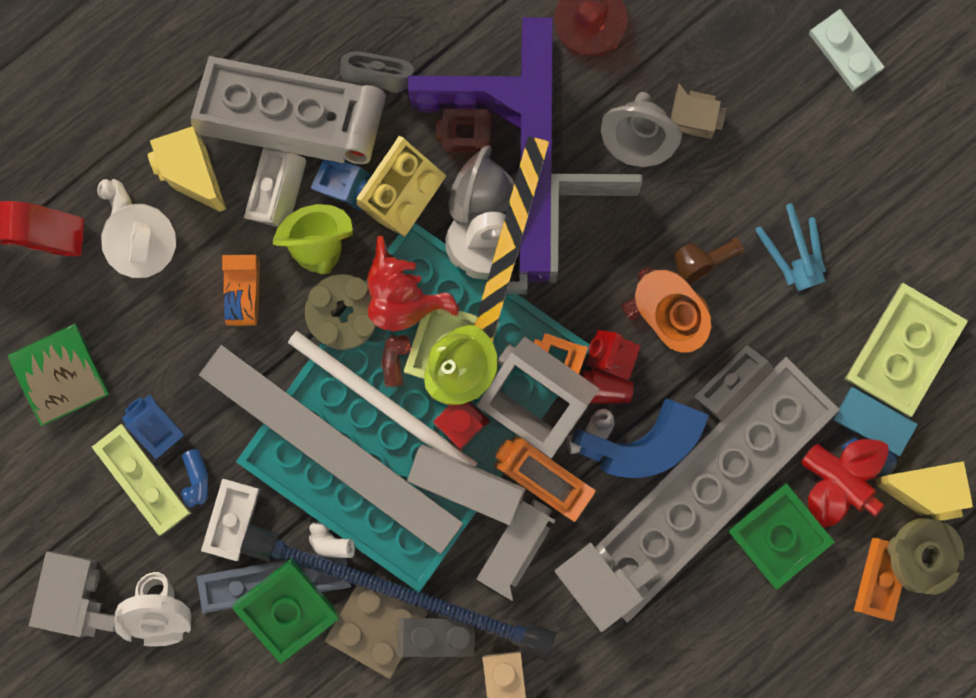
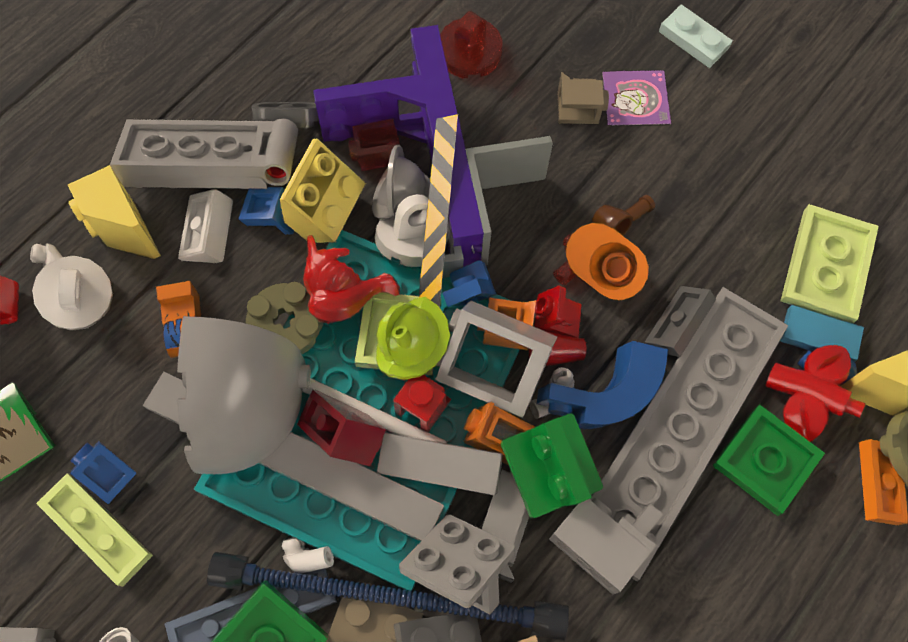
camera: 20 degrees left, 15 degrees down
(198, 477) = (156, 517): blue arm -> none
(230, 519) = (194, 546): white plate -> none
(293, 393) = (239, 392): none -> light grey brick
(314, 236) = (248, 260): lime helmet -> none
(380, 435) = (341, 429): none -> dark red slope
(390, 359) = (340, 356): clear red arm -> none
(465, 579) = (460, 563): none -> light grey bracket
(530, 314) = (469, 284): none -> blue bracket
(568, 509) = (552, 466): none -> green bracket
(640, 133) = (537, 114): light grey helmet -> none
(760, 114) = (636, 97): none -> sticker
(807, 270) = (717, 210): dark azure plant -> none

